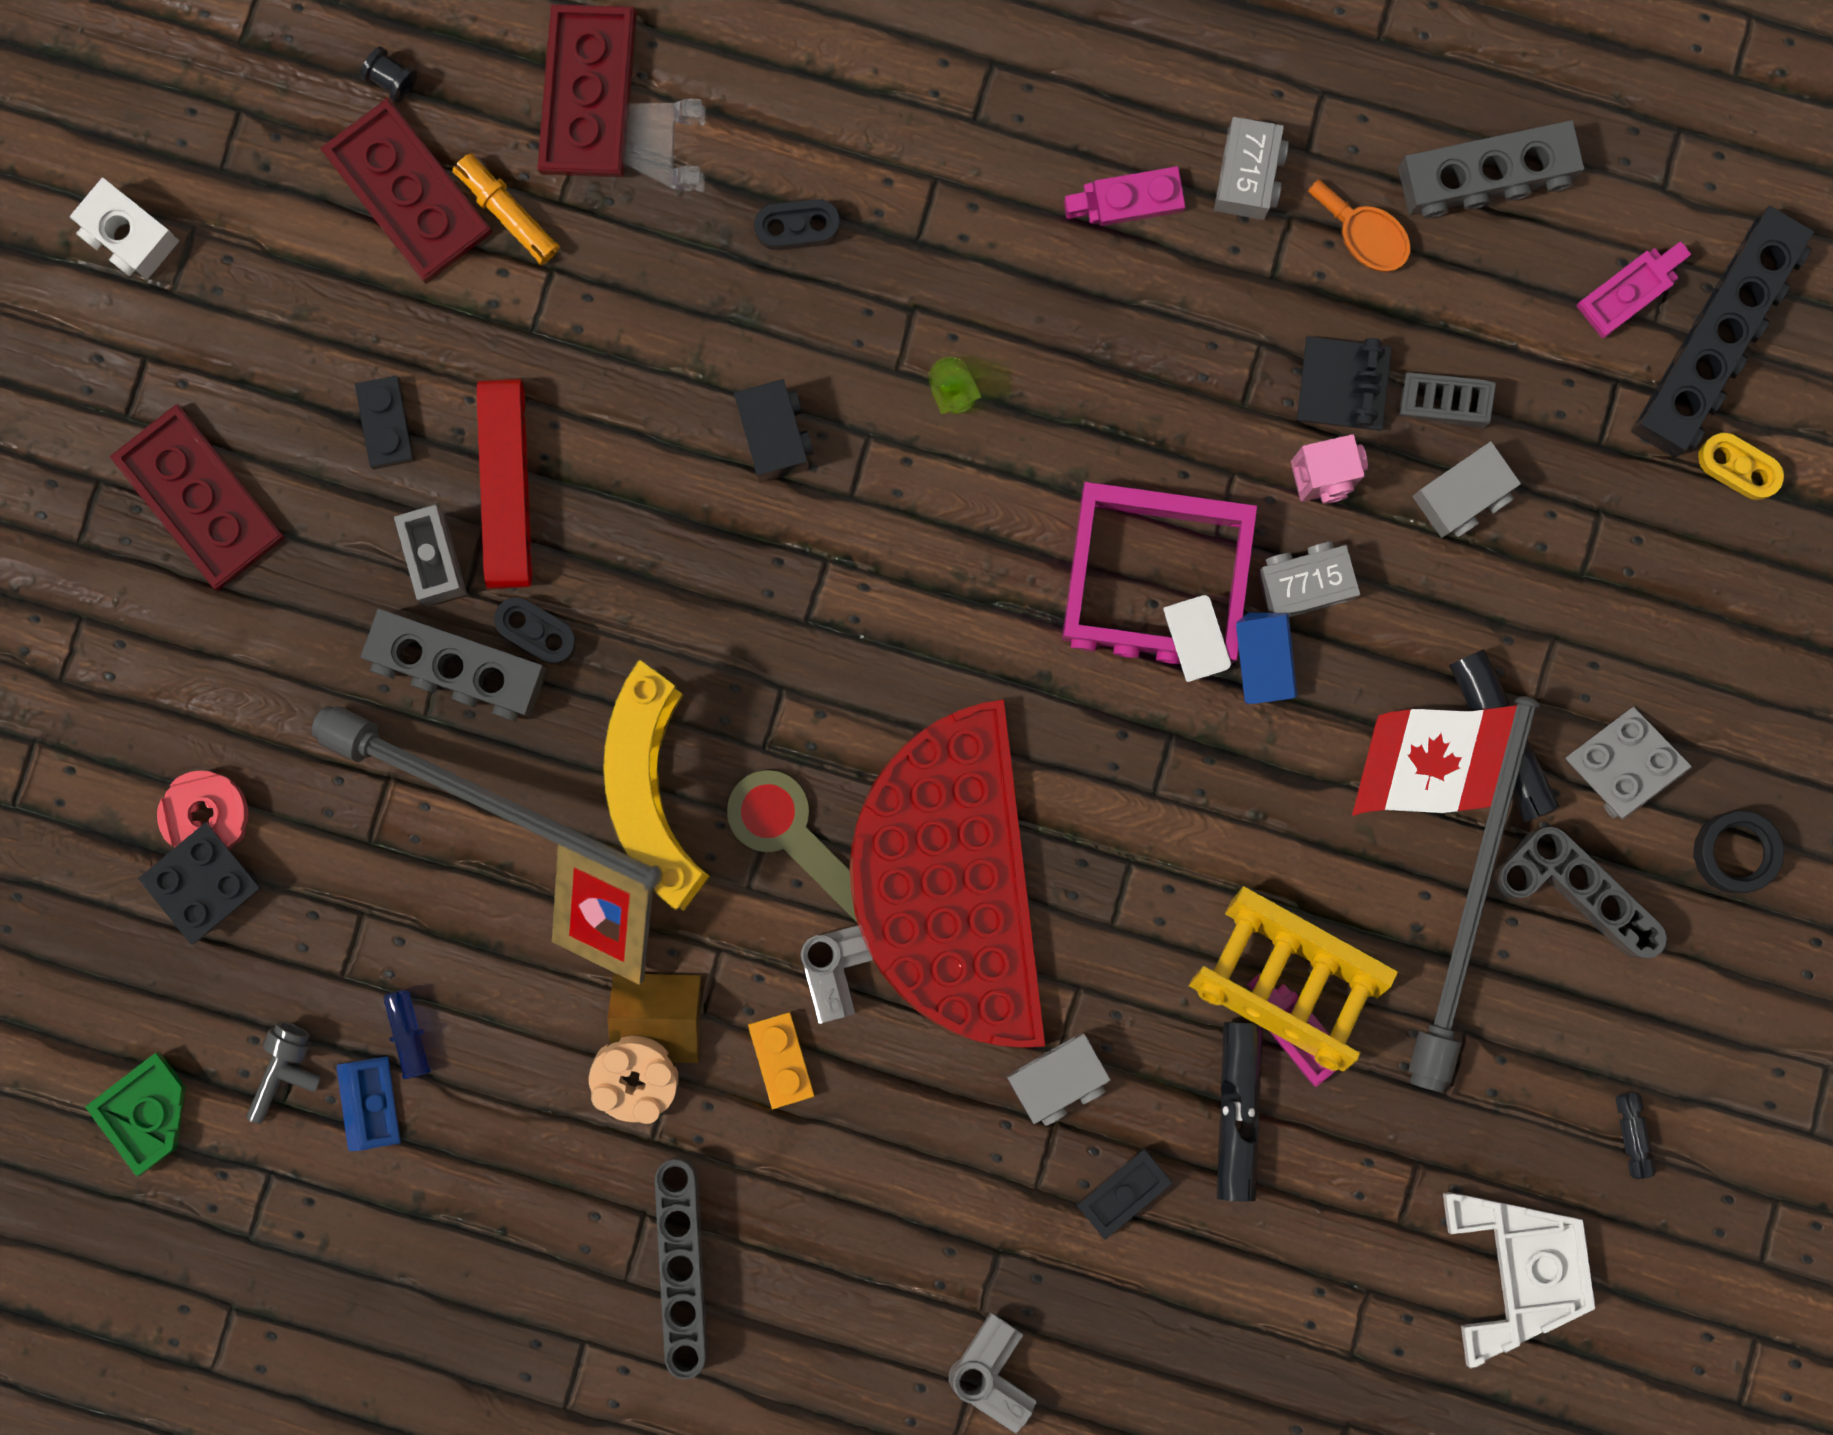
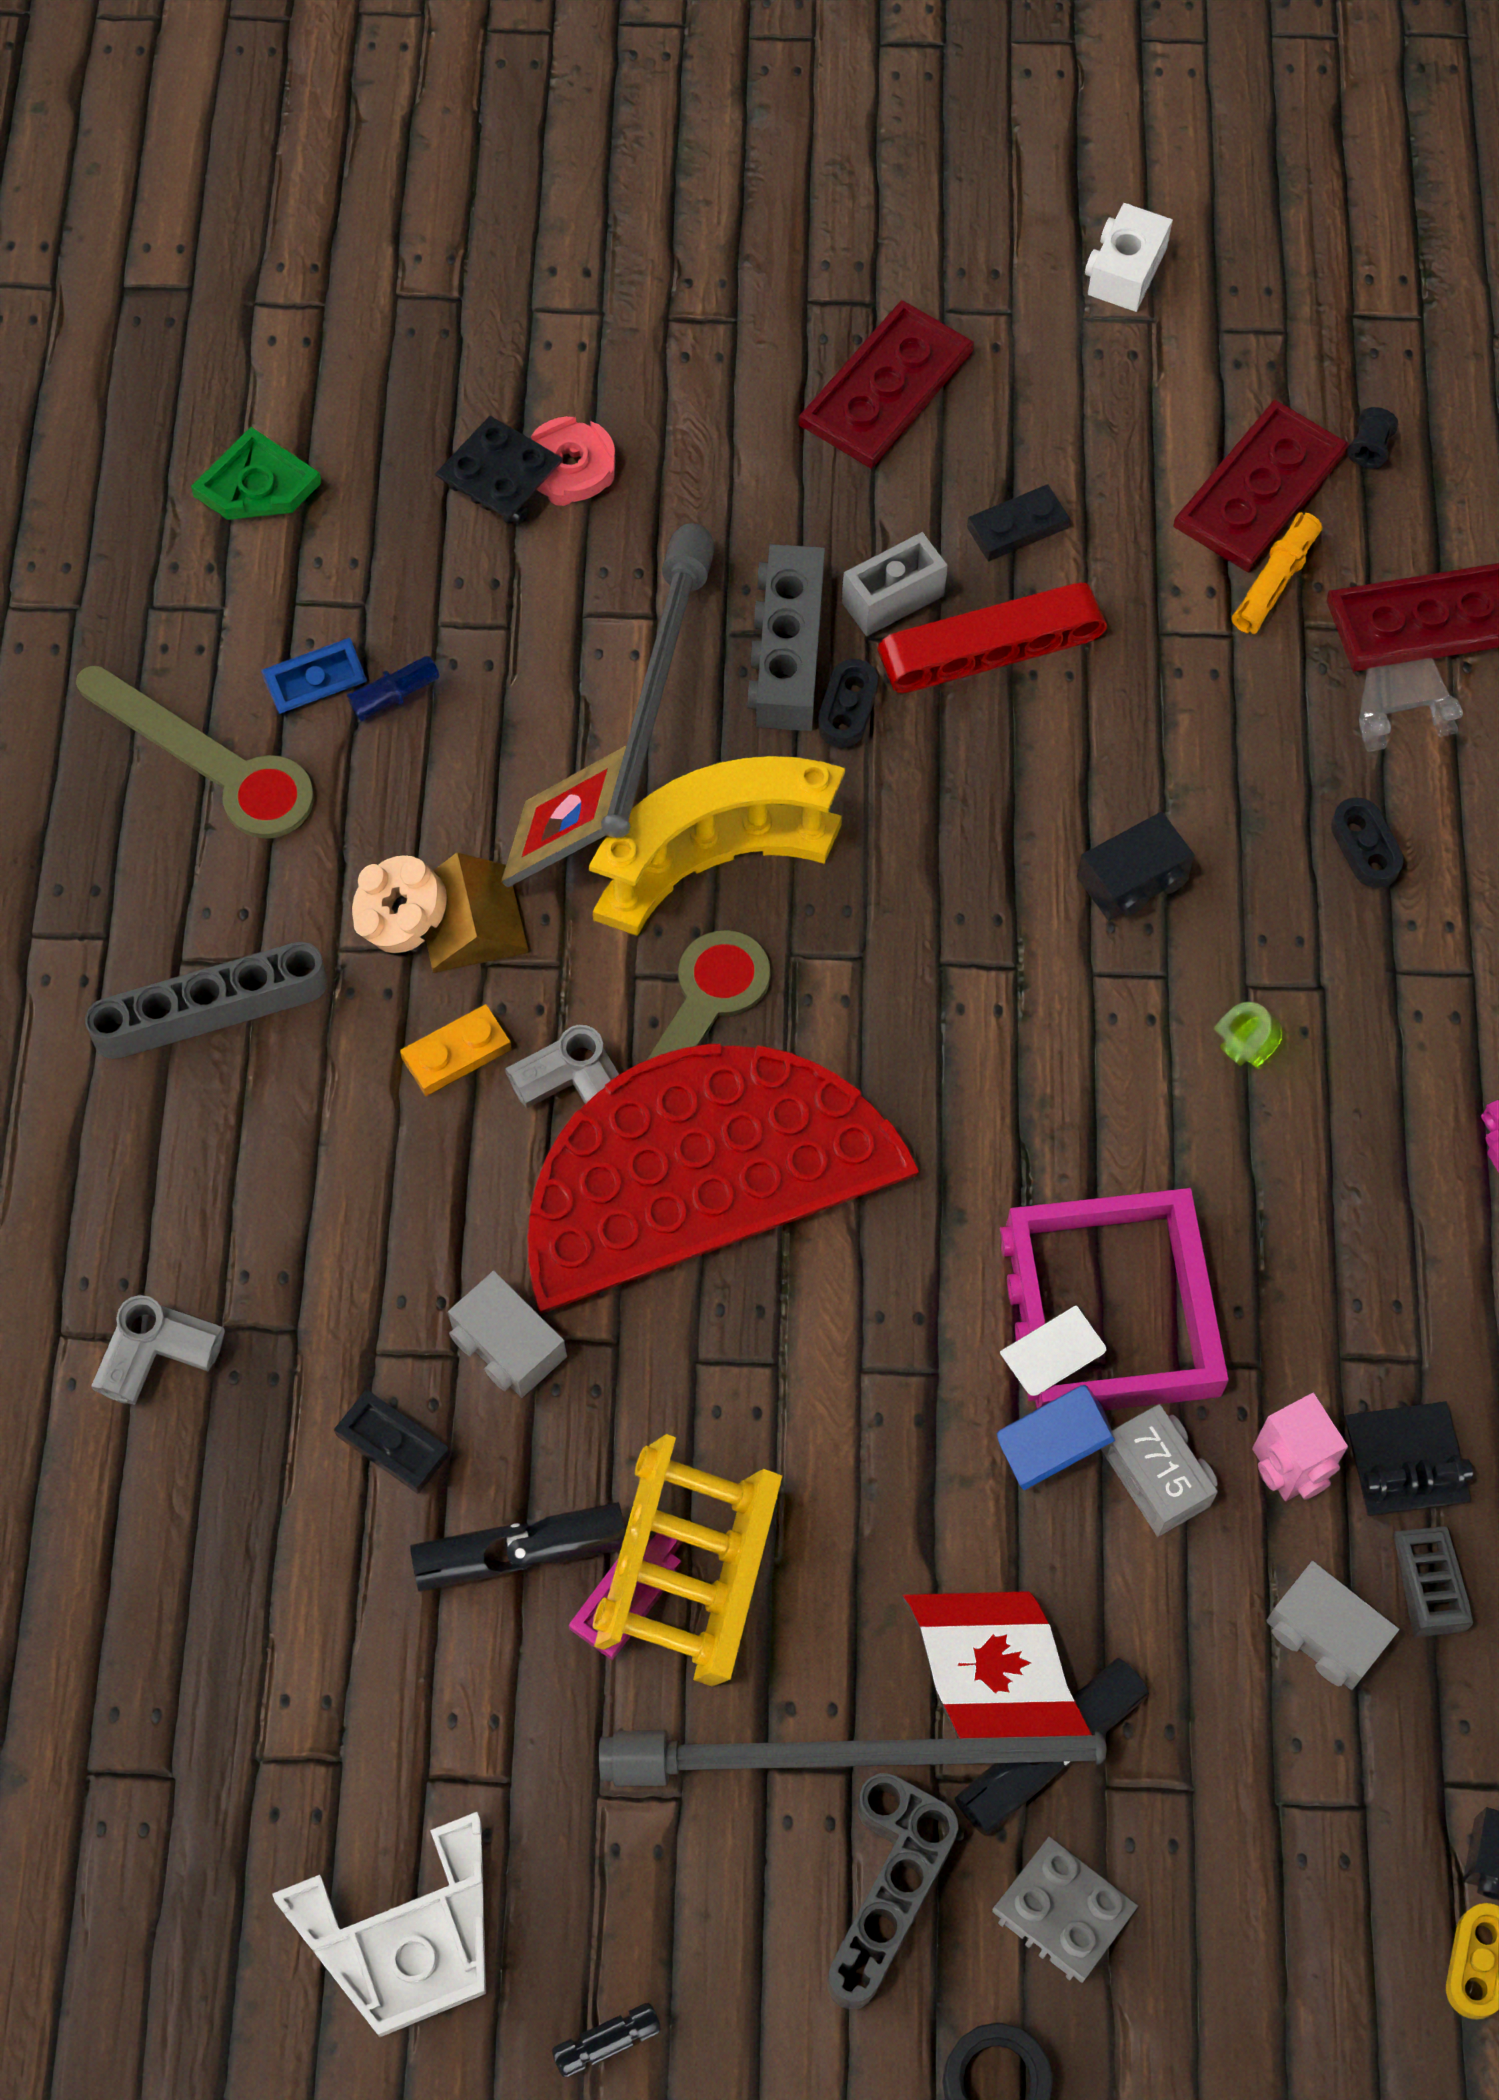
camera: 75 degrees right, 20 degrees down
(285, 1044) = (356, 584): dark grey piece -> none
(478, 1174) = (260, 795): none -> olive piece

